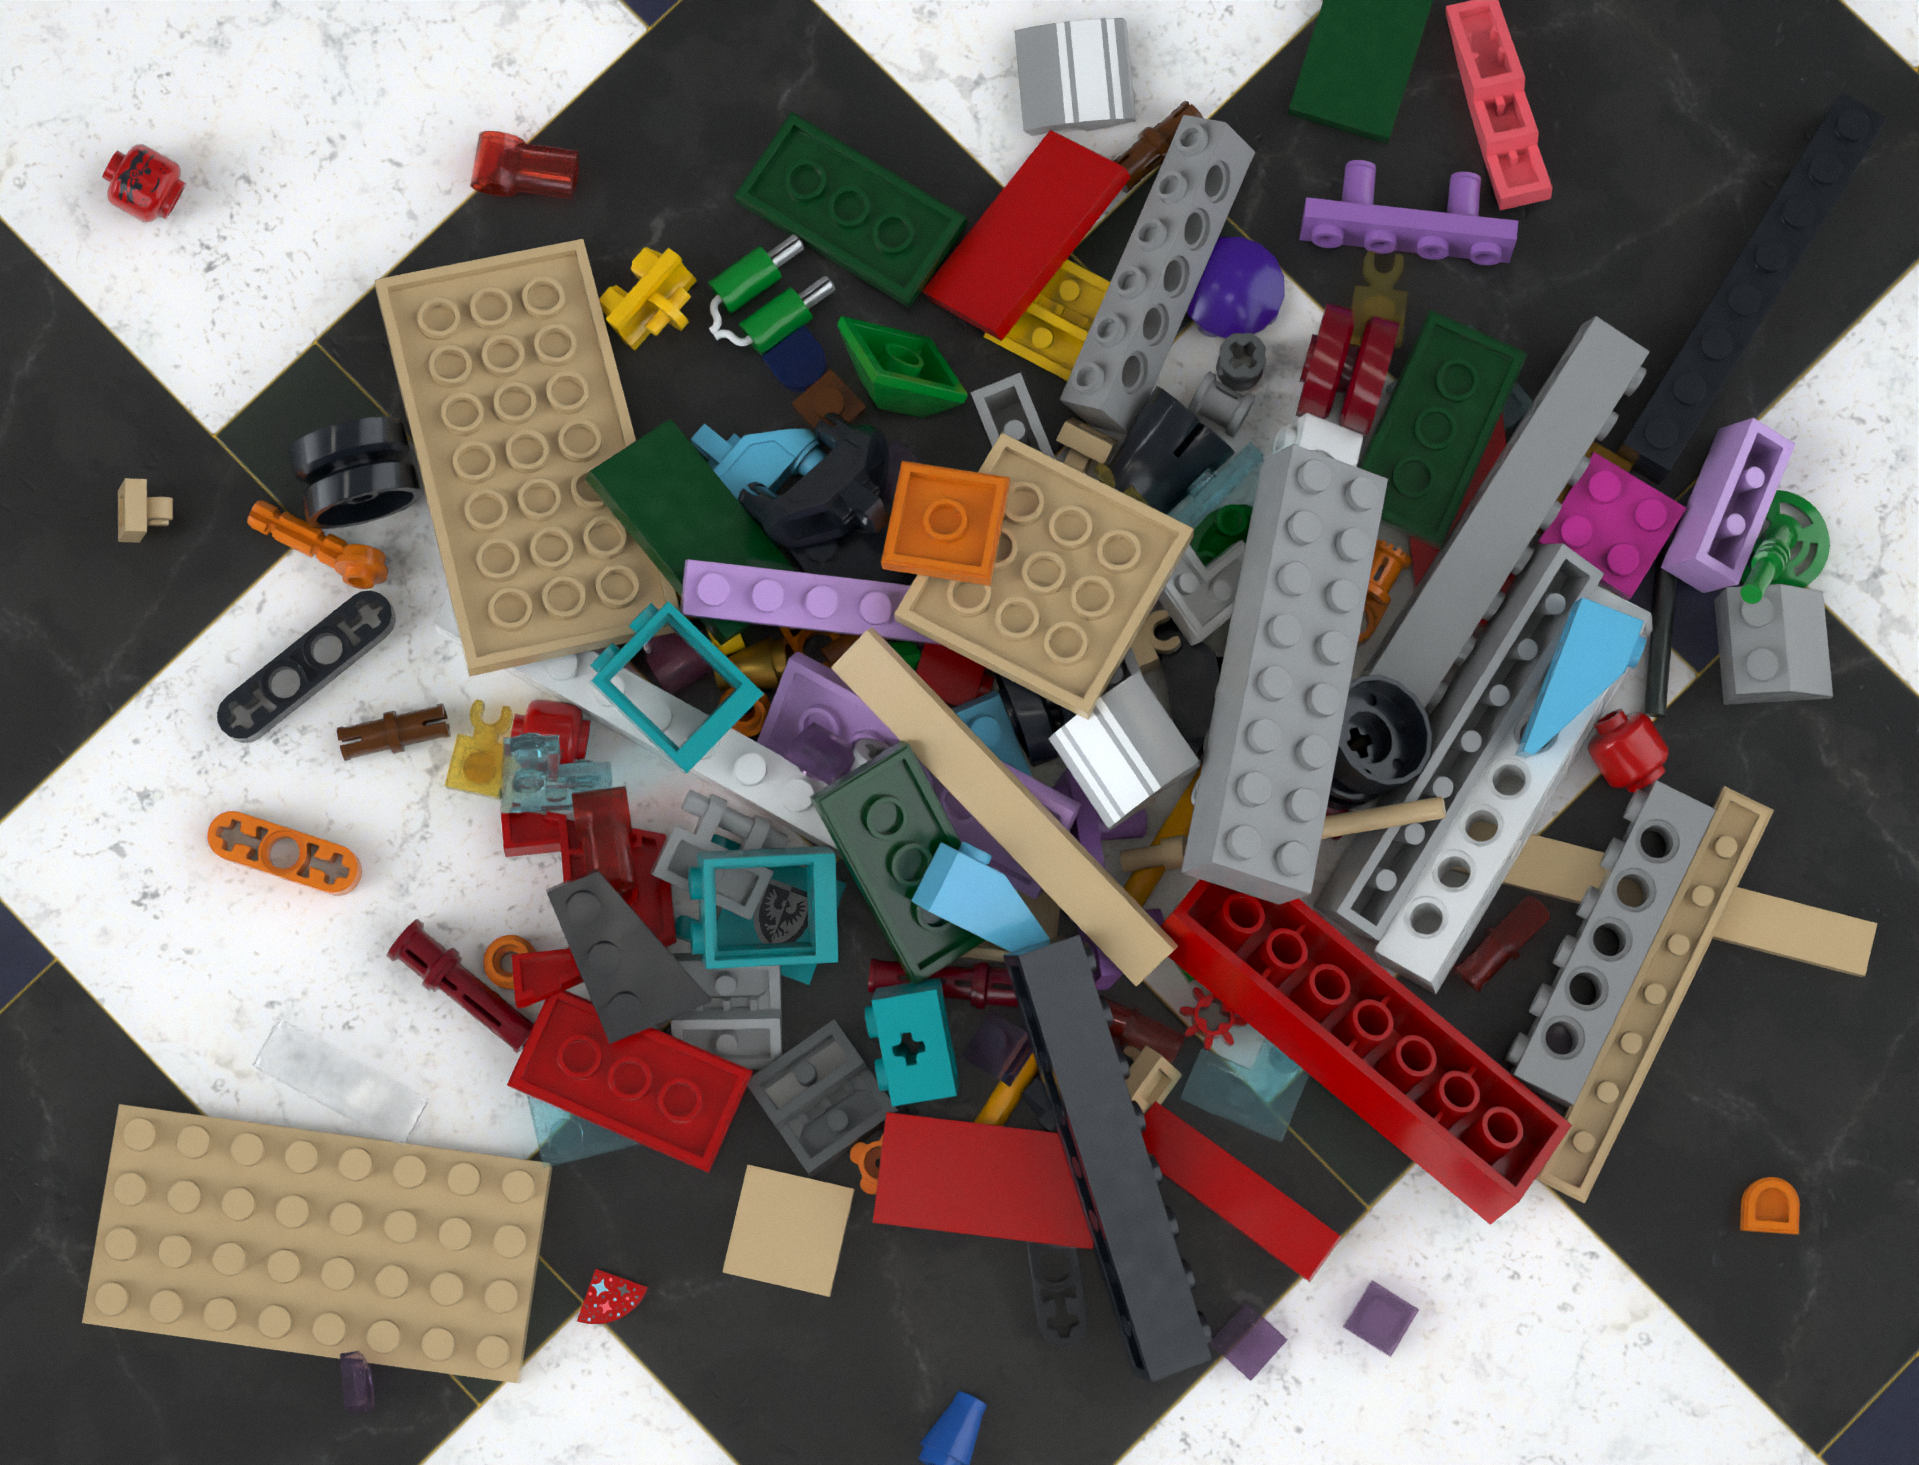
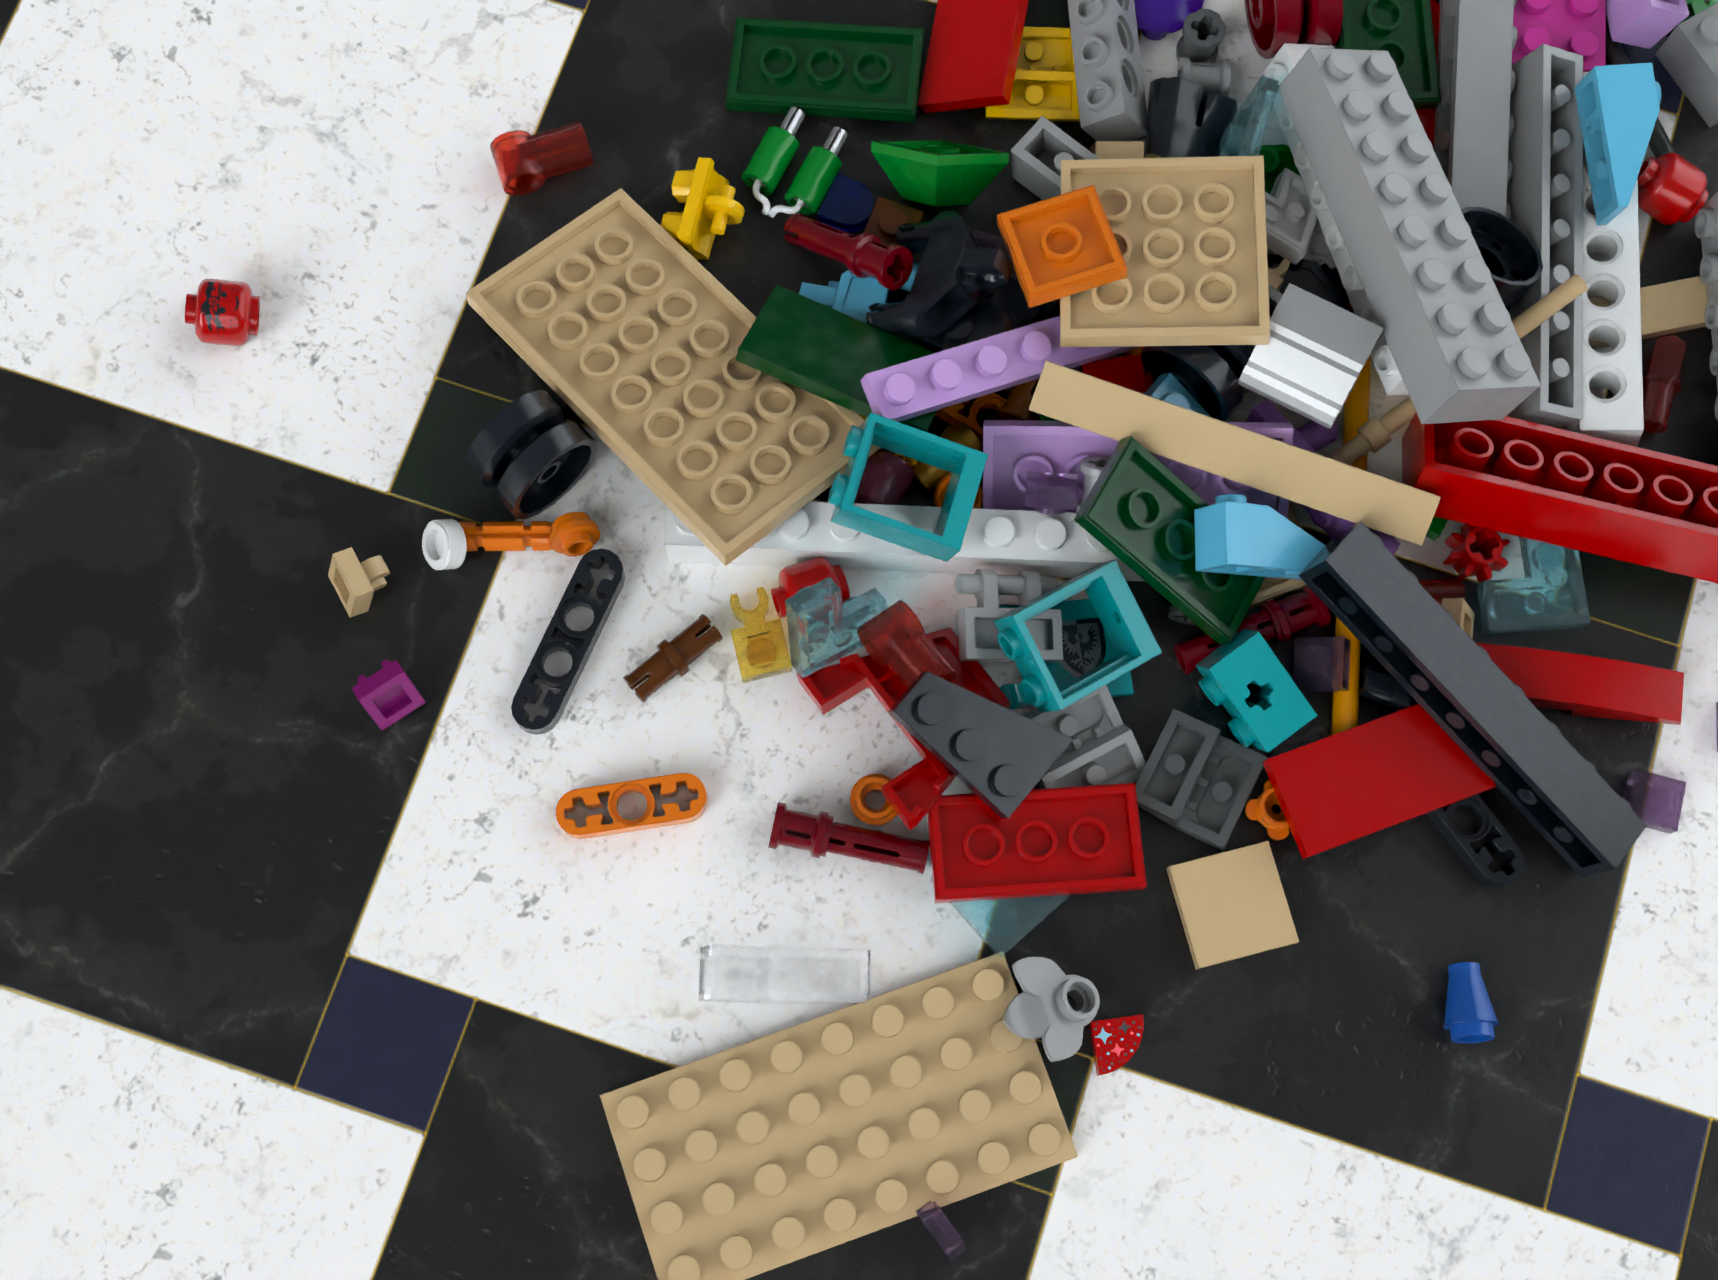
camera: 35 degrees left, 5 degrees down
(113, 635) = (388, 694): none -> magenta tile
(236, 516) = (444, 544): none -> white tile
(556, 1233) = (1044, 1007): none -> light grey plate
(768, 427) = (861, 254): none -> dark red pin

